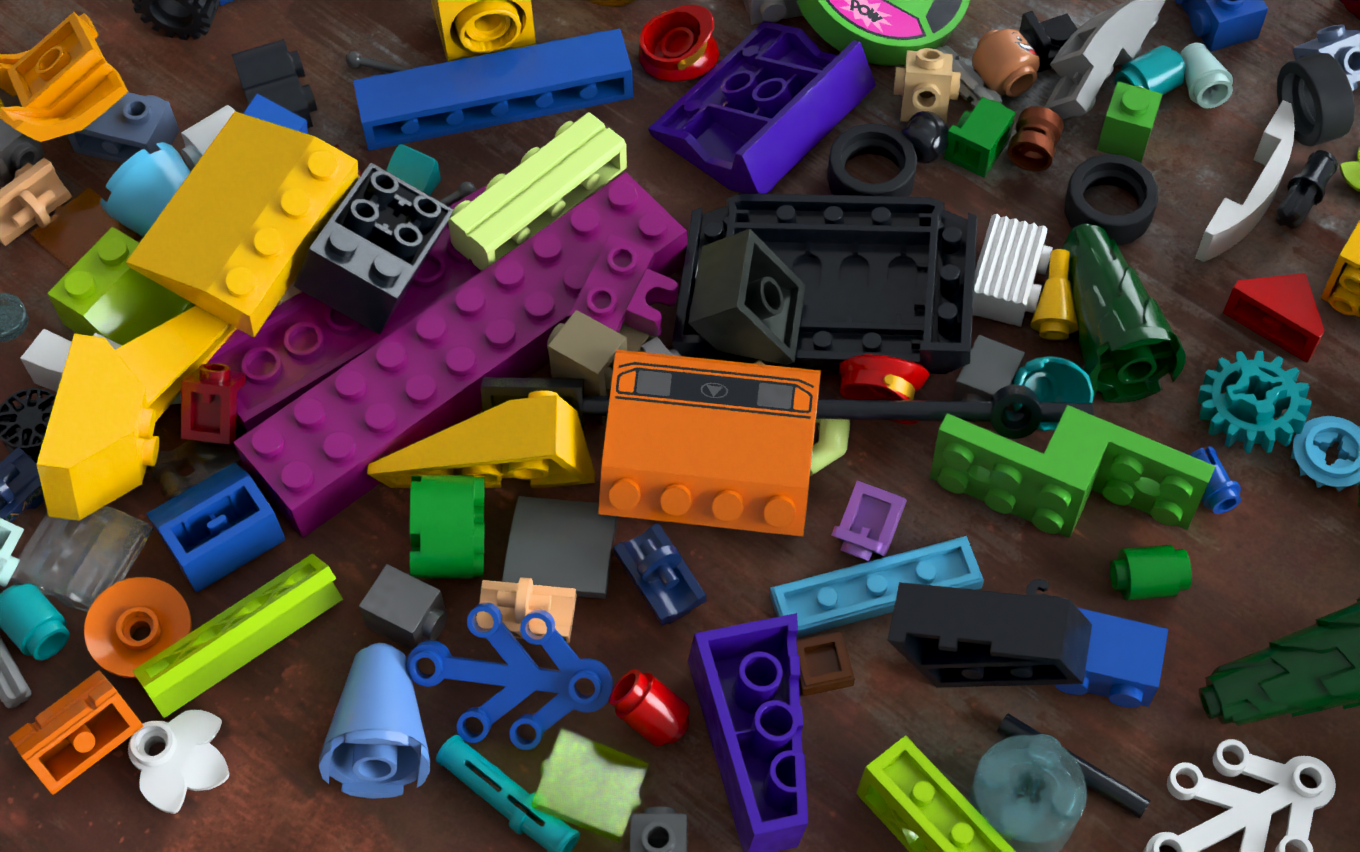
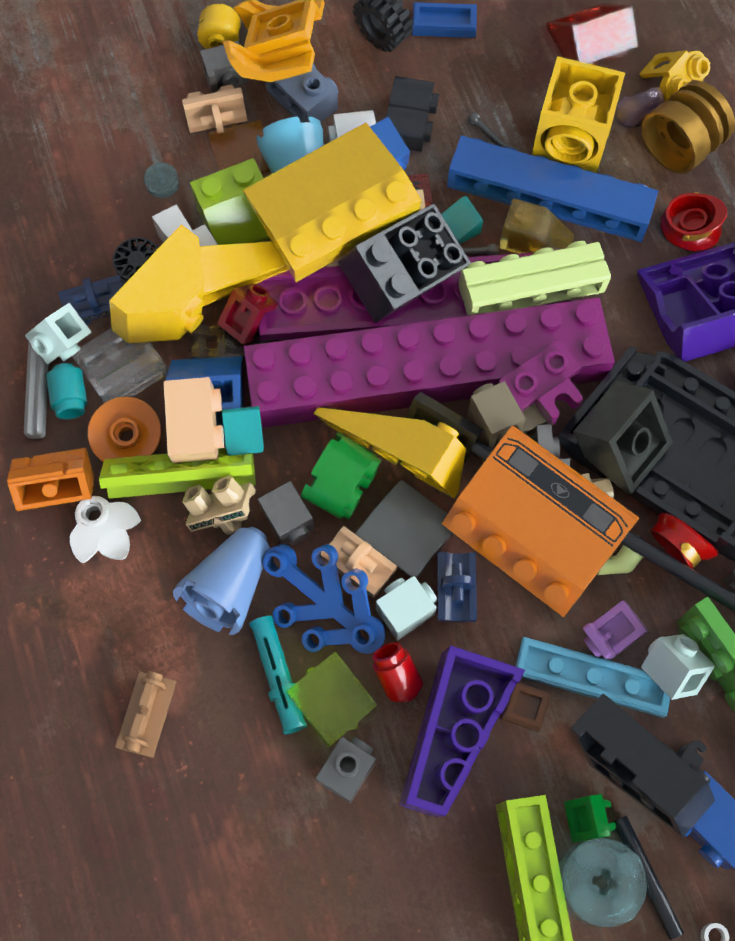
camera: 30 degrees right, 10 degrees up
(224, 552) = (192, 420): none -> light nougat brick
(292, 537) = (243, 430): none -> teal slope
(318, 647) = (223, 508): none -> tan hips
(499, 140) = (533, 228): none -> clear yellow slope
(614, 628) = (406, 606): none -> light aqua brick
(961, 514) = (677, 666): none -> light aqua brick
(966, 738) = (588, 818): none -> green tile

